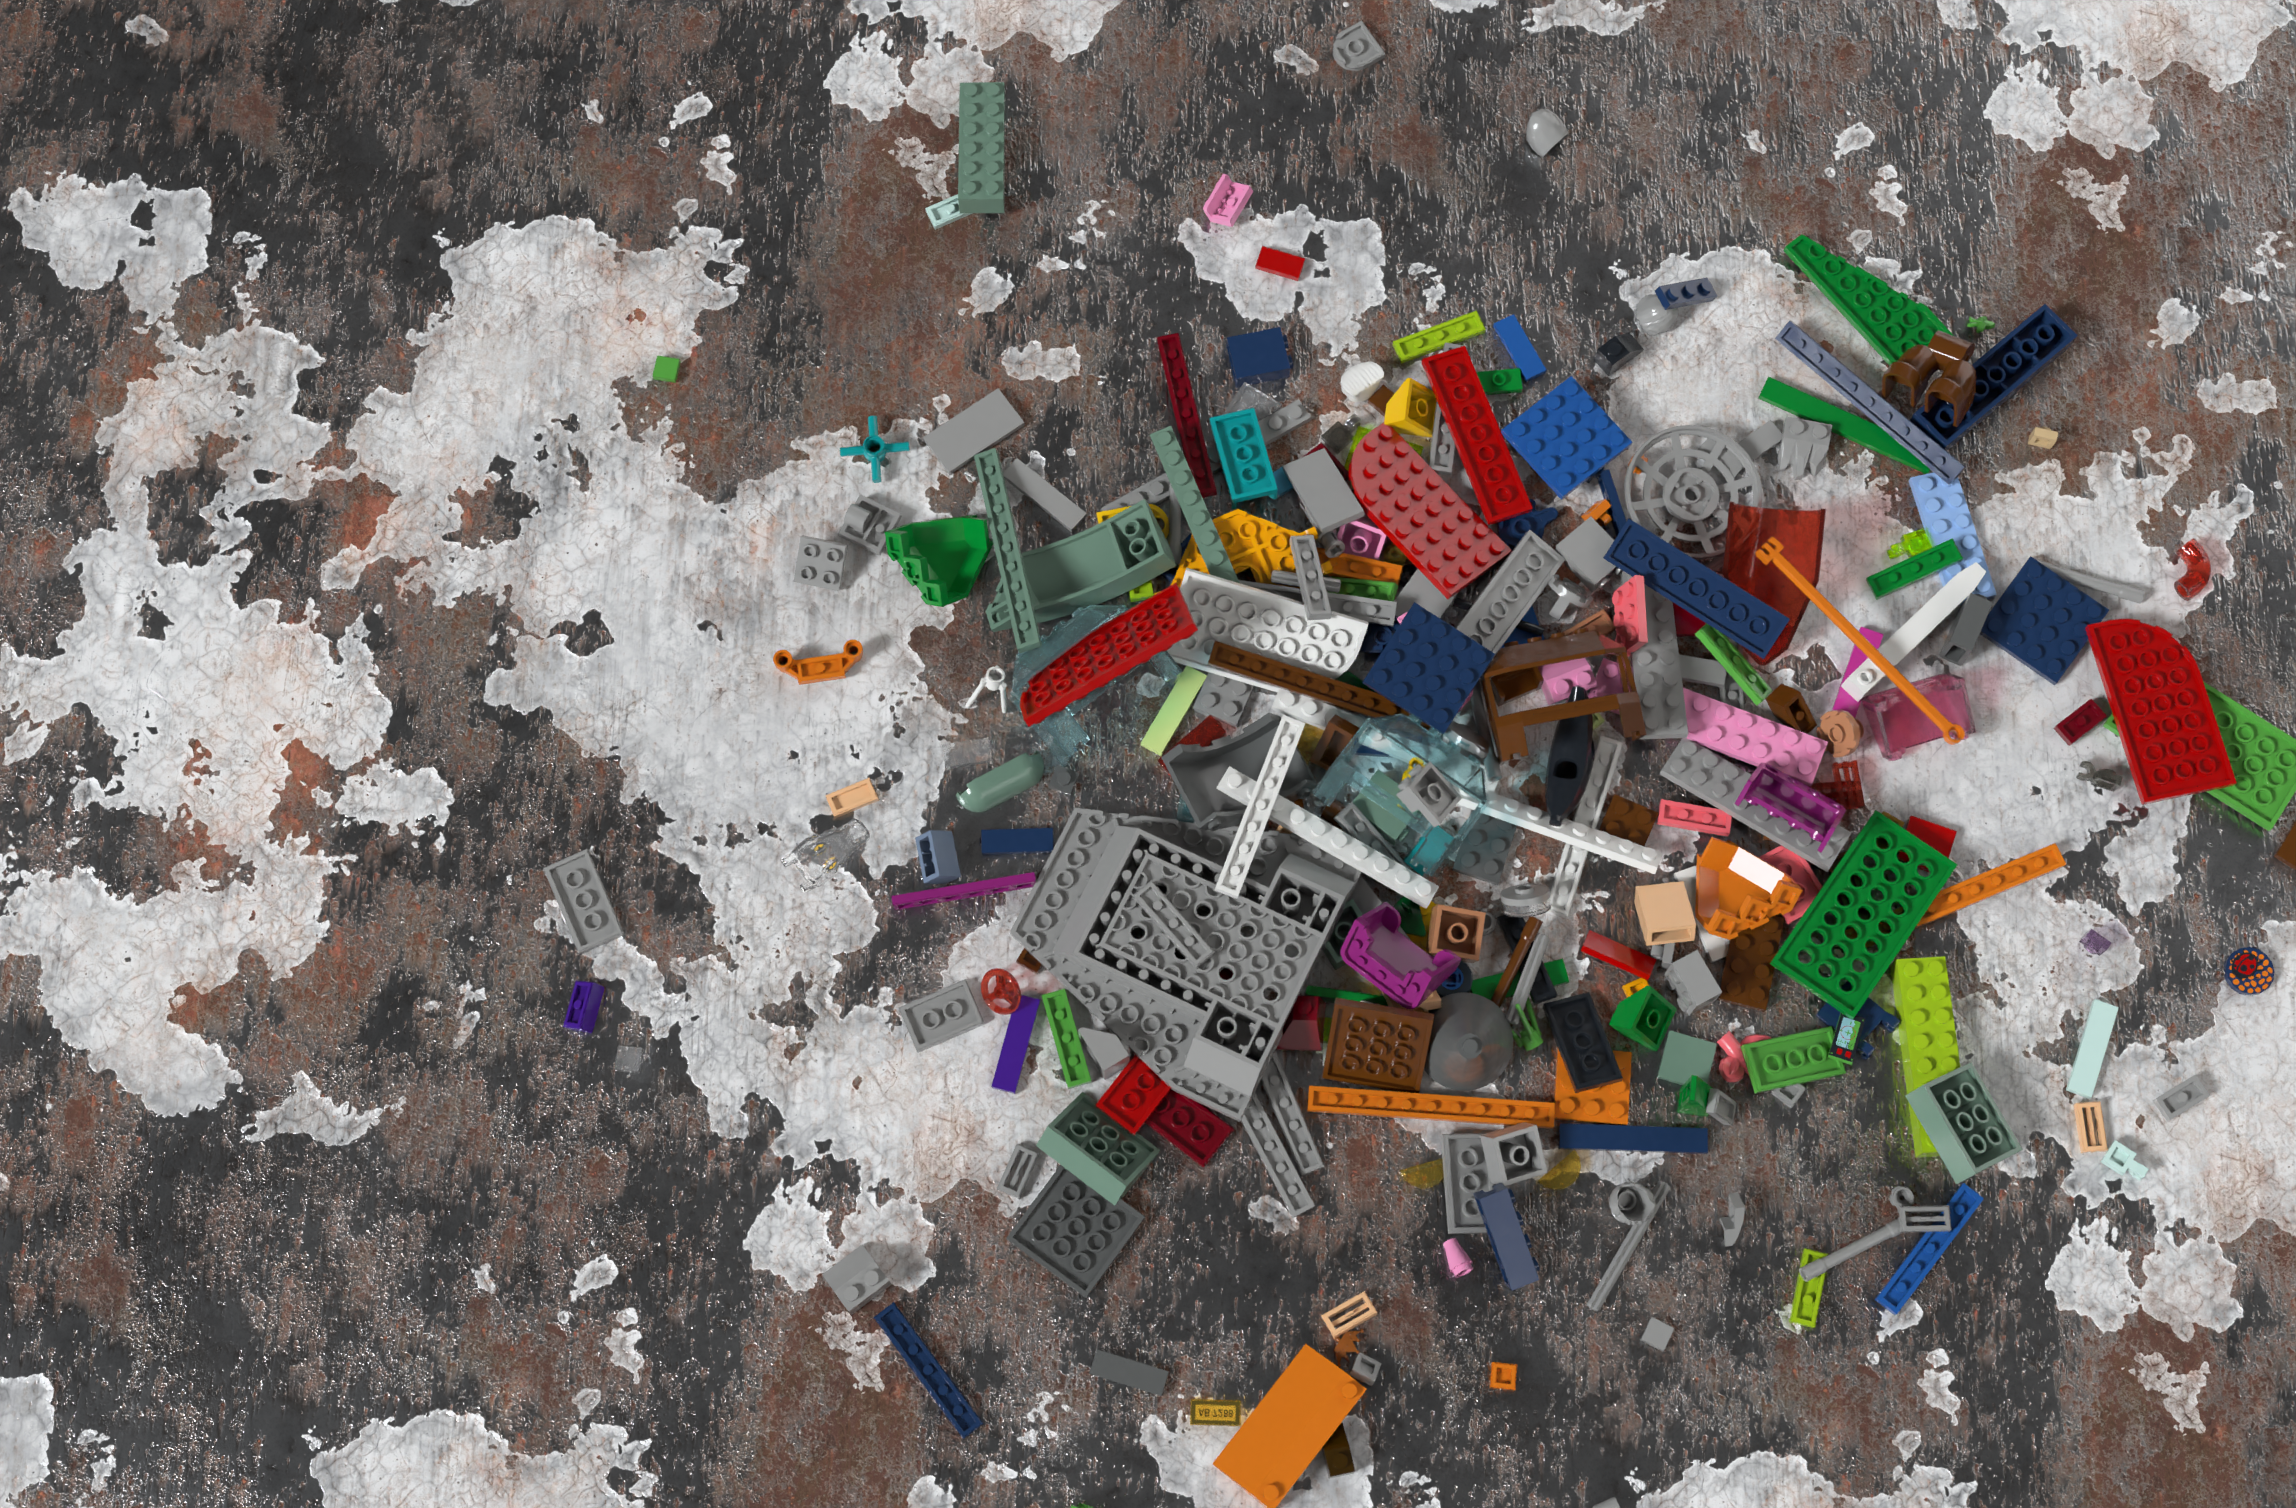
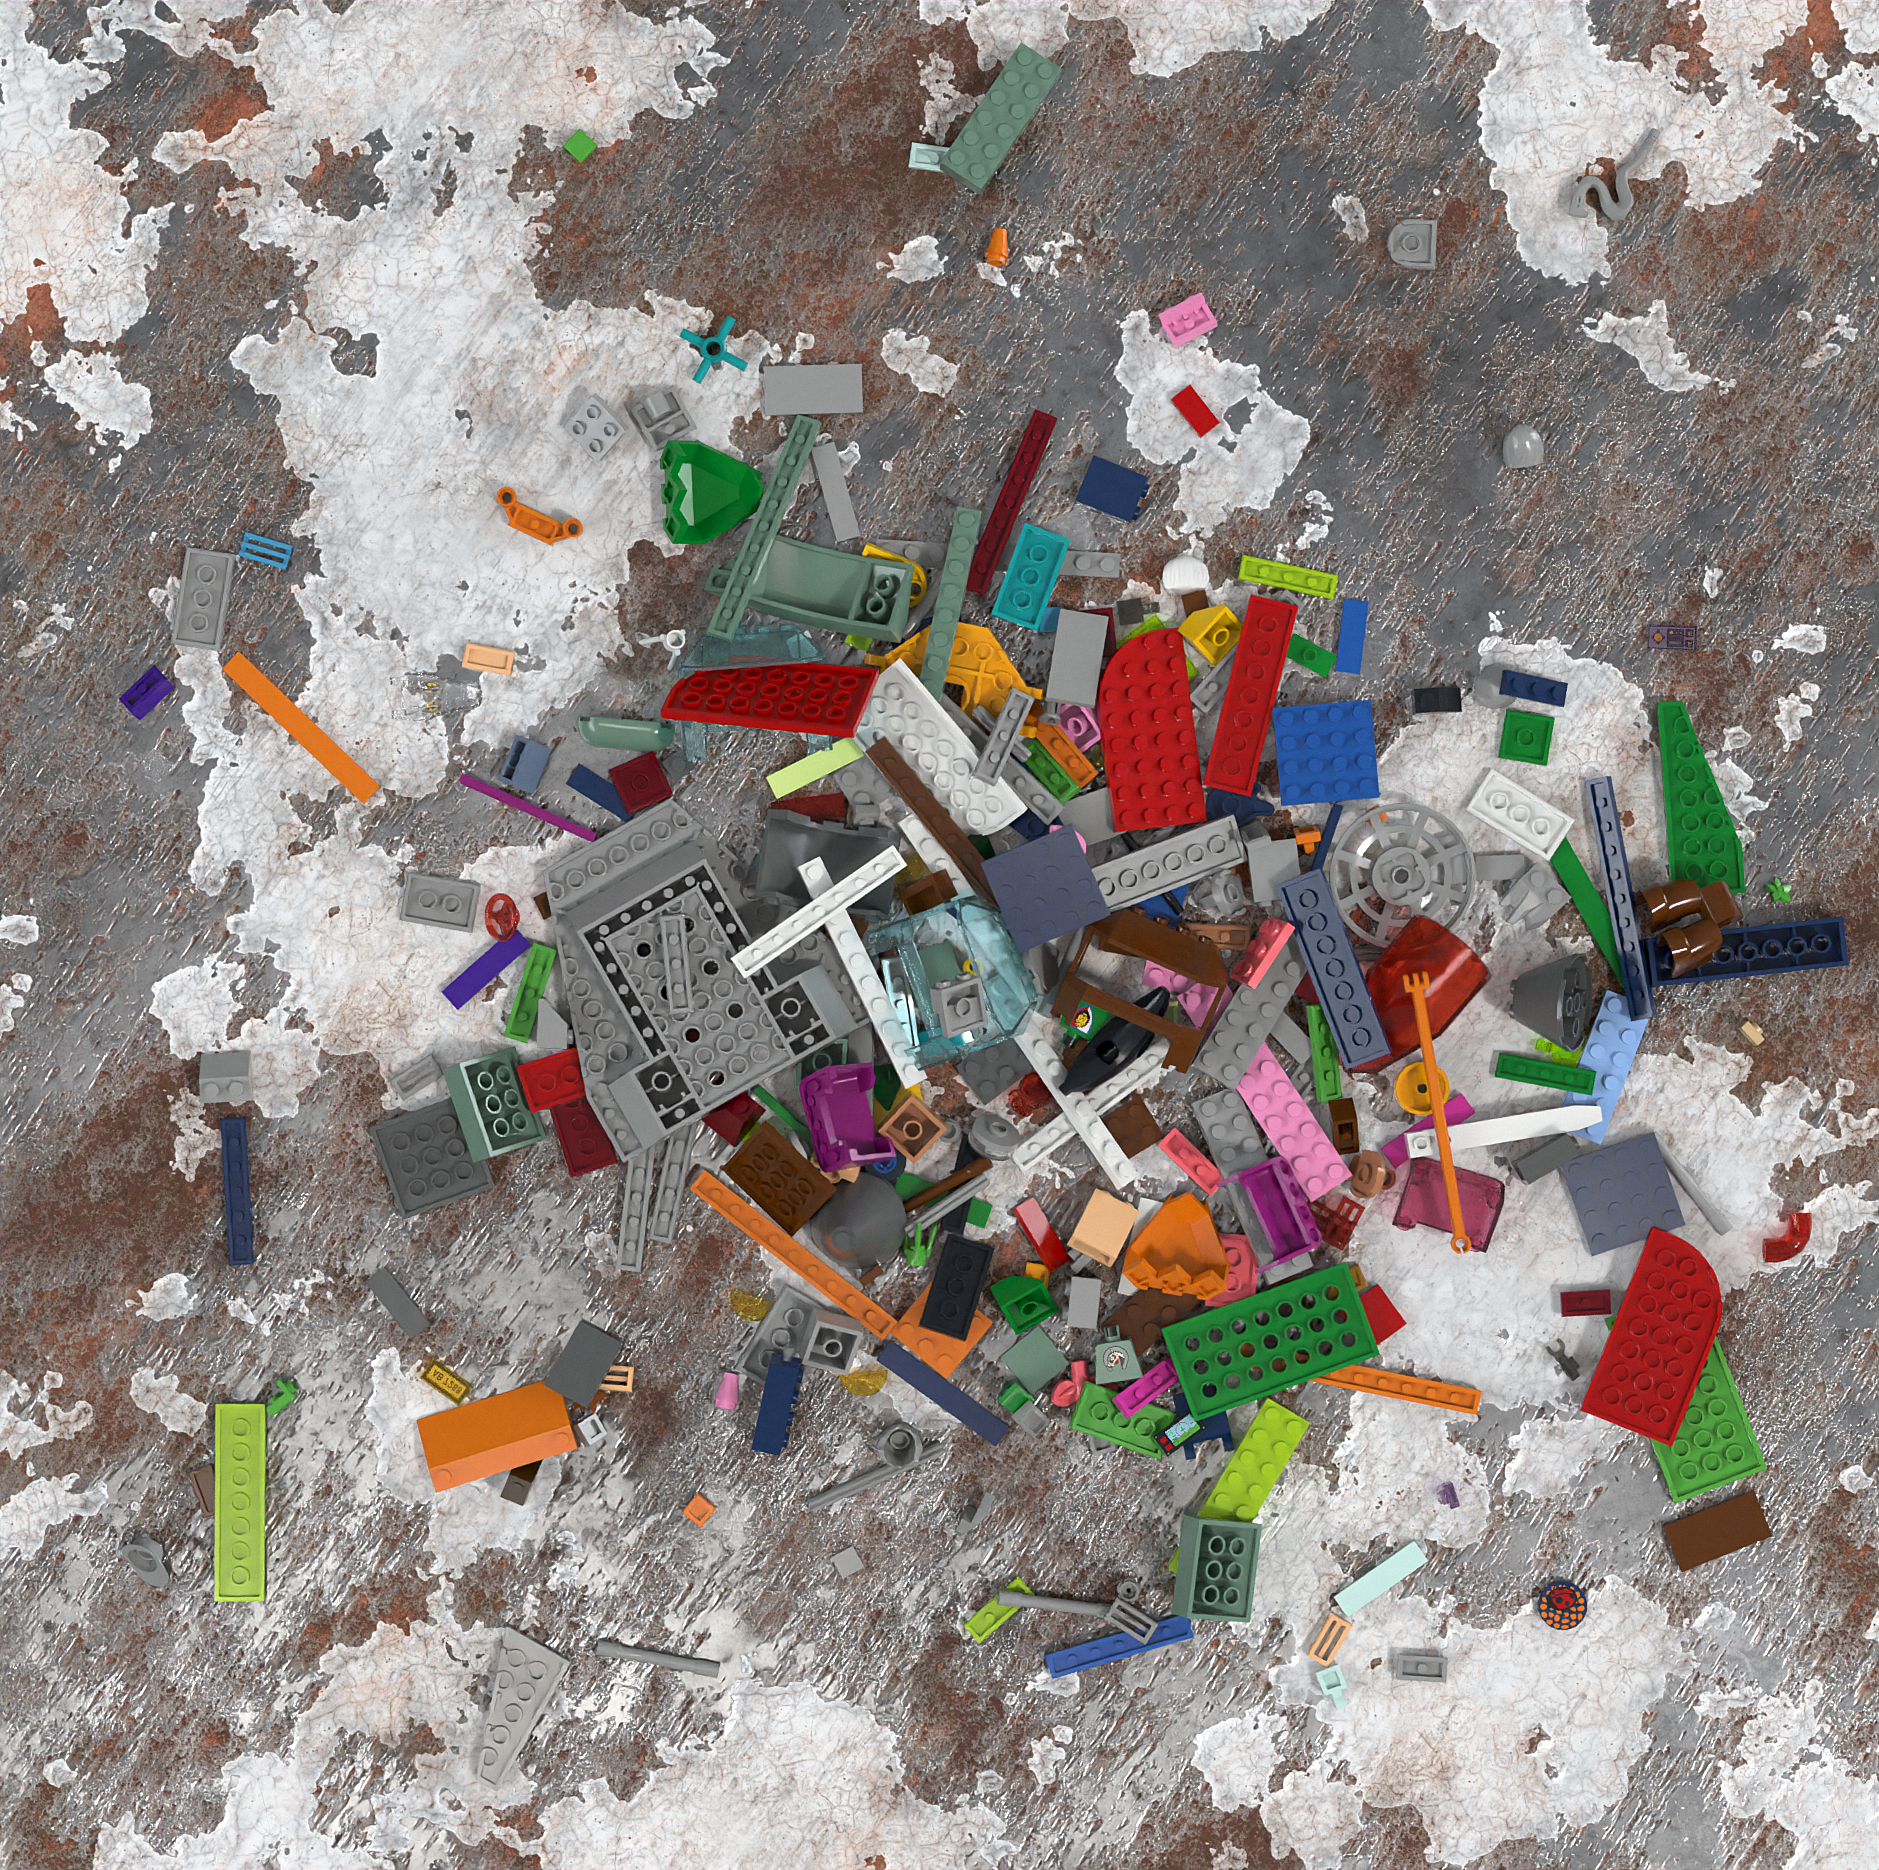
camera: 30 degrees right, 15 degrees up
(610, 821) = (245, 544): none -> dark azure tile
(732, 950) = (301, 727): none -> orange tile
(1042, 812) = (640, 782): none -> dark red tile
(1045, 242) = (997, 249): none -> orange cone
(1241, 718) = (865, 816): none -> light grey plate
(1321, 1316) = (583, 1364): none -> dark grey tile
(1505, 1080) = (871, 1275): none -> reddish brown tile
(1528, 849) = (1029, 1095): none -> clear red hair
(1529, 768) = (1084, 1024): none -> torso
(1559, 533) = (1254, 835): none -> light grey tile
(1706, 337) = (1526, 737): none -> green tile
(1746, 392) = (1520, 815): none -> white tile
(1752, 1010) = (1116, 1358): none -> sand green torso
(1758, 198) = (1671, 637): none -> tile
(1794, 1018) = (1146, 1388): none -> dark pink plate
(1825, 644) = (1406, 1089): none -> light orange wheel
(1878, 505) = (1555, 1000): none -> dark grey cone

